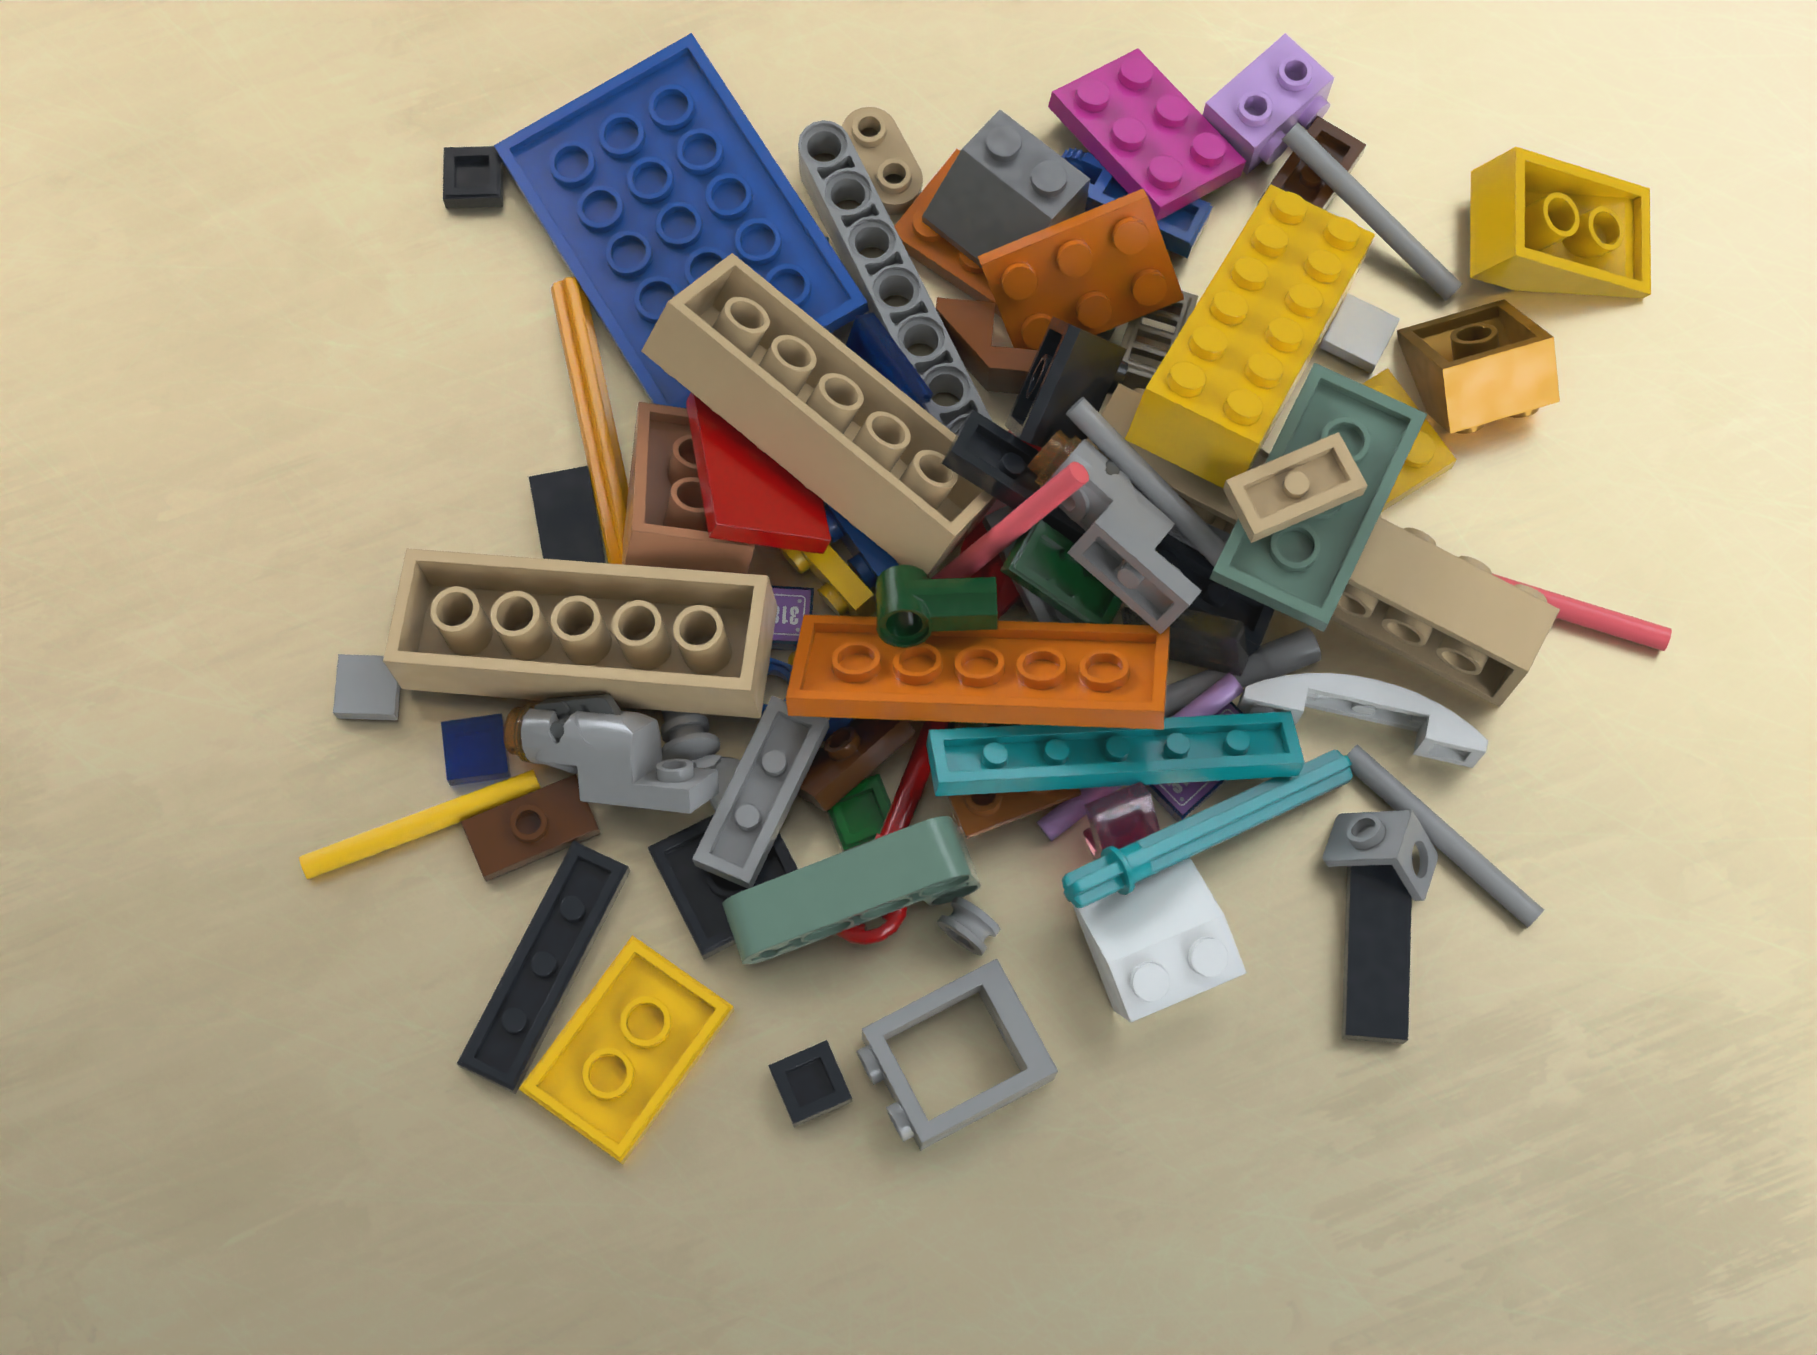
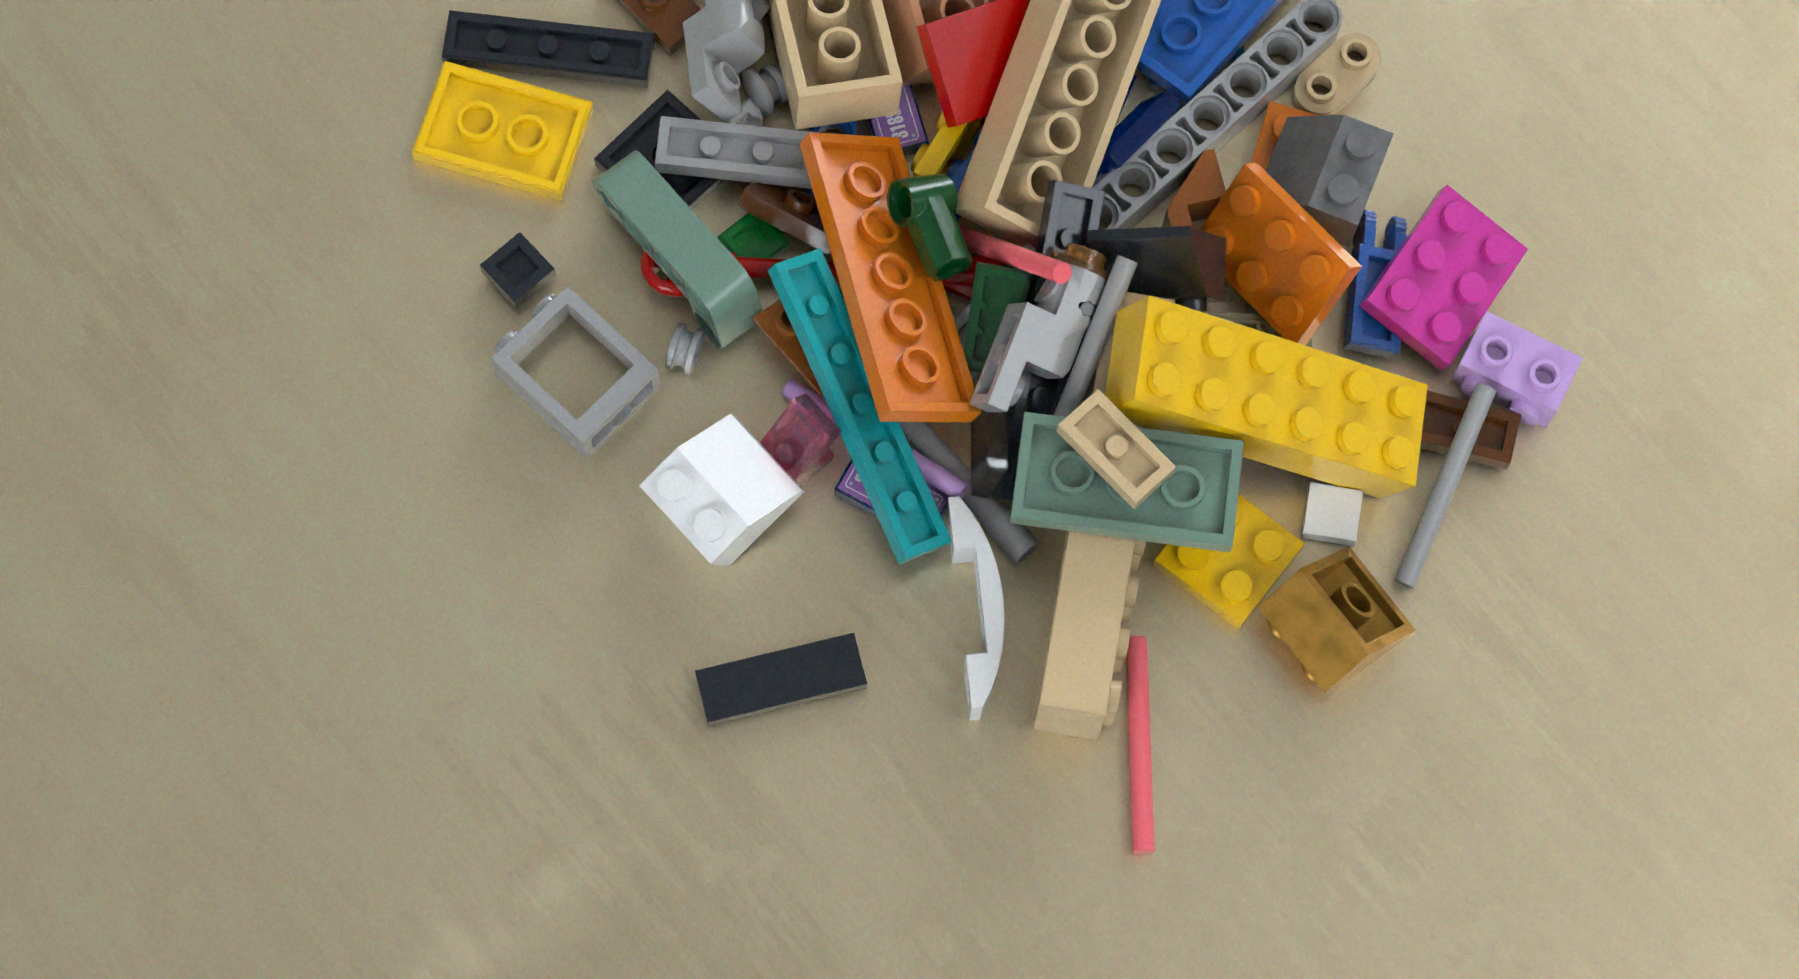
camera: 70 degrees right, 0 degrees up
(1124, 867) = (825, 502): teal axle -> none
(1383, 840) = (867, 650): light grey bracket -> none
(1445, 838) = (896, 707): light grey bar -> none
(1558, 228) = (1498, 656): yellow slope -> none

